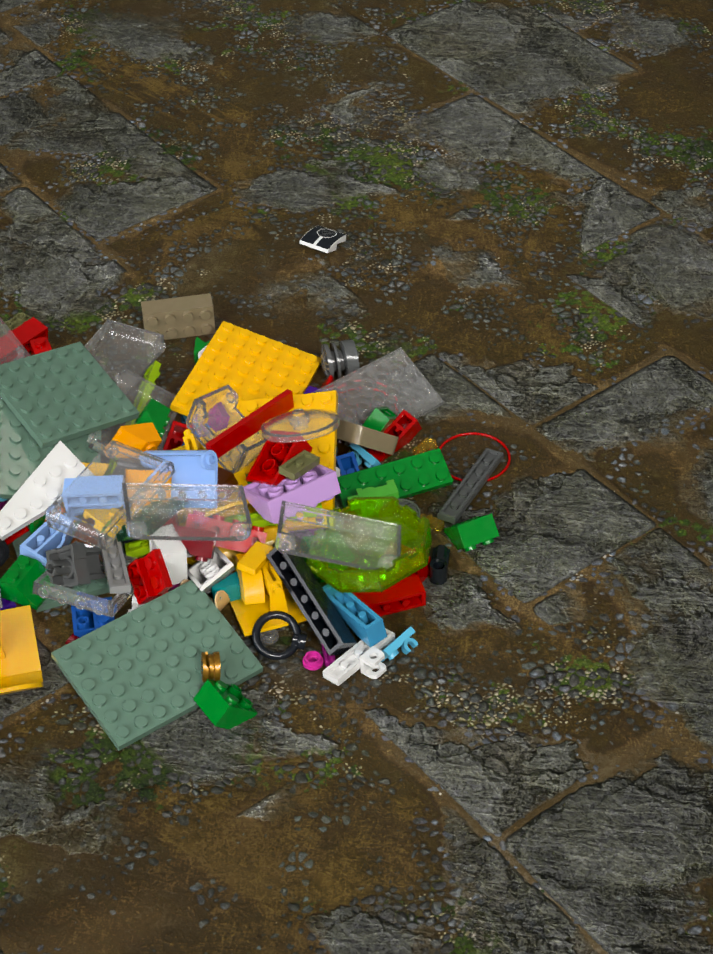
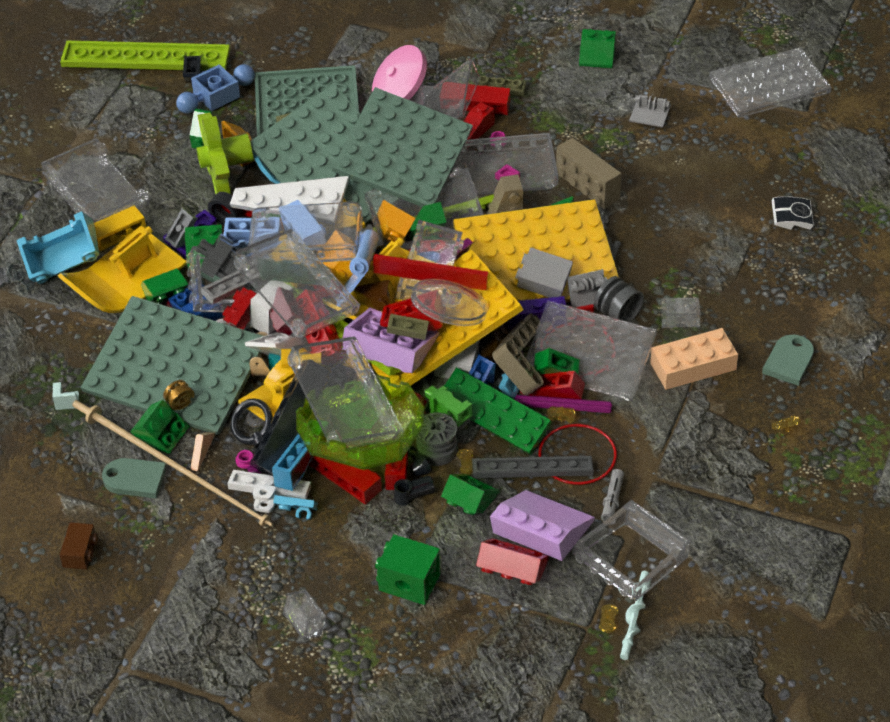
camera: 60 degrees right, 5 degrees up
(30, 256) = (597, 48): none -> green slope
(51, 630) = (164, 286): none -> green slope
(121, 764) = (62, 399): none -> light aqua panel
(128, 363) = (506, 171): none -> dark pink plate
(133, 260) = (650, 111): none -> light grey hinge
(166, 747) = (94, 415): none -> tan piece
(167, 191) = (770, 82): none -> clear plate
(174, 366) = (507, 195): none -> dark tan wedge
(268, 748) = (134, 477): none -> sand green tile
(276, 685) = (201, 447): none -> light nougat tile
(277, 378) = (543, 273): none -> light grey brick
(310, 368) = (585, 287): none -> light grey hinge
(326, 818) = (78, 546): none -> reddish brown brick
(376, 337) = (680, 312): none -> clear brick
(424, 433) = (576, 404): none -> magenta axle
(434, 348) = (694, 358): none -> light nougat brick
(472, 306) = (789, 361): none -> sand green tile
(533, 683) = (304, 614): none -> clear brick
(534, 596) = (408, 569): none -> green brick
(537, 334) = (785, 423): none -> clear yellow piece
(540, 503) = (540, 524): none -> lavender slope
(544, 457) = (616, 479): none -> light grey pin
(564, 535) = (512, 561): none -> slope
(601, 442) = (647, 526): none -> clear windscreen
(658, 508) = (608, 618): none -> clear yellow piece
(668, 493) = (631, 618): none -> light aqua piece

